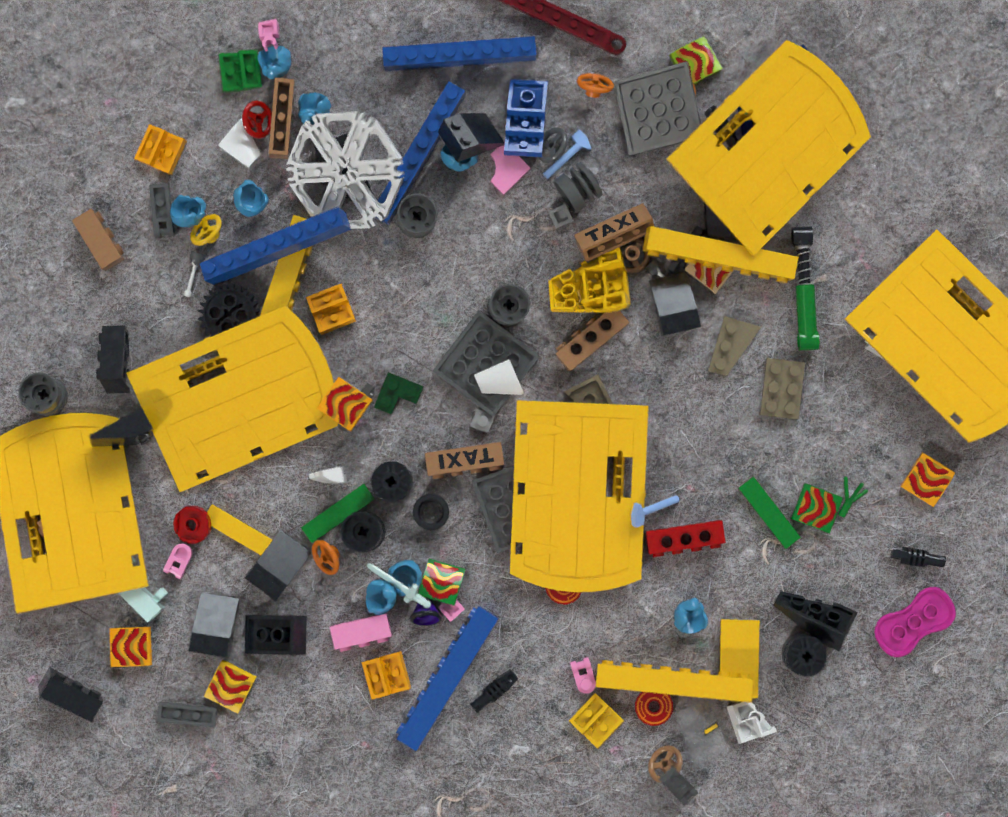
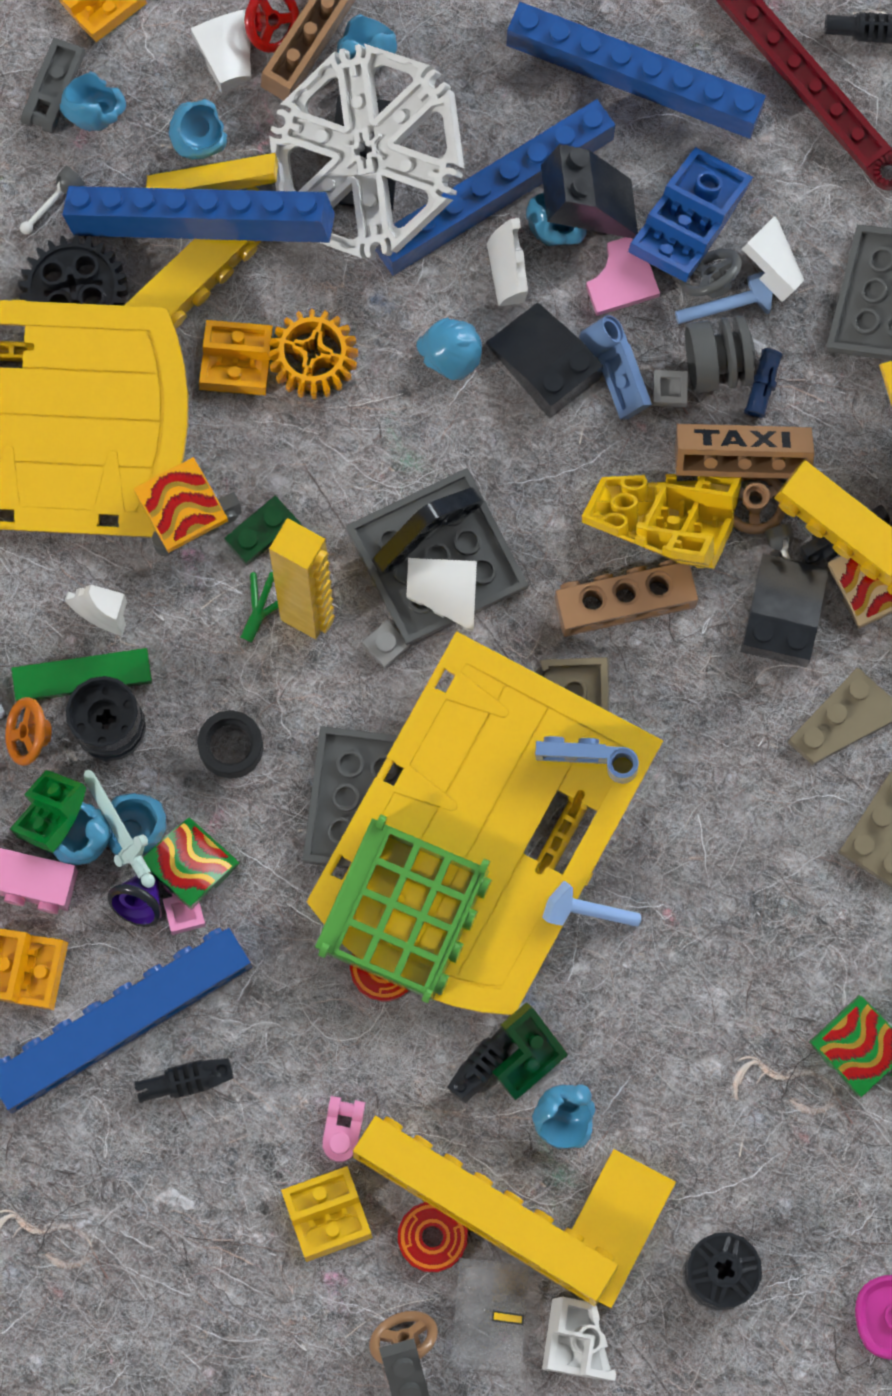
camera: 25 degrees right, 10 degrees down
(208, 232) = (106, 150): yellow piece -> none
(272, 220) = (220, 176): none -> yellow tile
(360, 592) = (52, 810): none -> green slope
(361, 289) = (319, 327): none -> light orange gear
(397, 491) = (192, 682): black wheel -> none
(410, 436) = (258, 611): none -> green plant
(418, 205) = (454, 263): dark grey wheel -> none
(432, 421) = (302, 579): none -> yellow brick
(438, 251) = (451, 348): none -> dark azure hair
(446, 192) = (508, 264): none -> white slope
(464, 459) = (326, 688): medium nougat brick -> none
(475, 353) = (422, 523): none -> black beam
(488, 231) = (546, 359): none -> black slope
(515, 296) = (524, 461): dark grey wheel -> none
(518, 208) = (620, 369): none -> medium blue plate
(532, 557) = (356, 886): none -> bright green window
(581, 121) = (773, 255): none -> white slope
(594, 87) = (823, 214): orange piece -> none
(607, 190) = (763, 383): none -> dark blue pin
(613, 431) = (587, 751): none -> medium blue plate
(637, 607) = (479, 1066): none -> black hinge
(660, 594) = (536, 1052): none -> dark green plate
(714, 528) = (673, 991): red brick -> none
(769, 512) = (777, 1015): green tile -> none
(823, 621) = (785, 1239): black wedge -> none

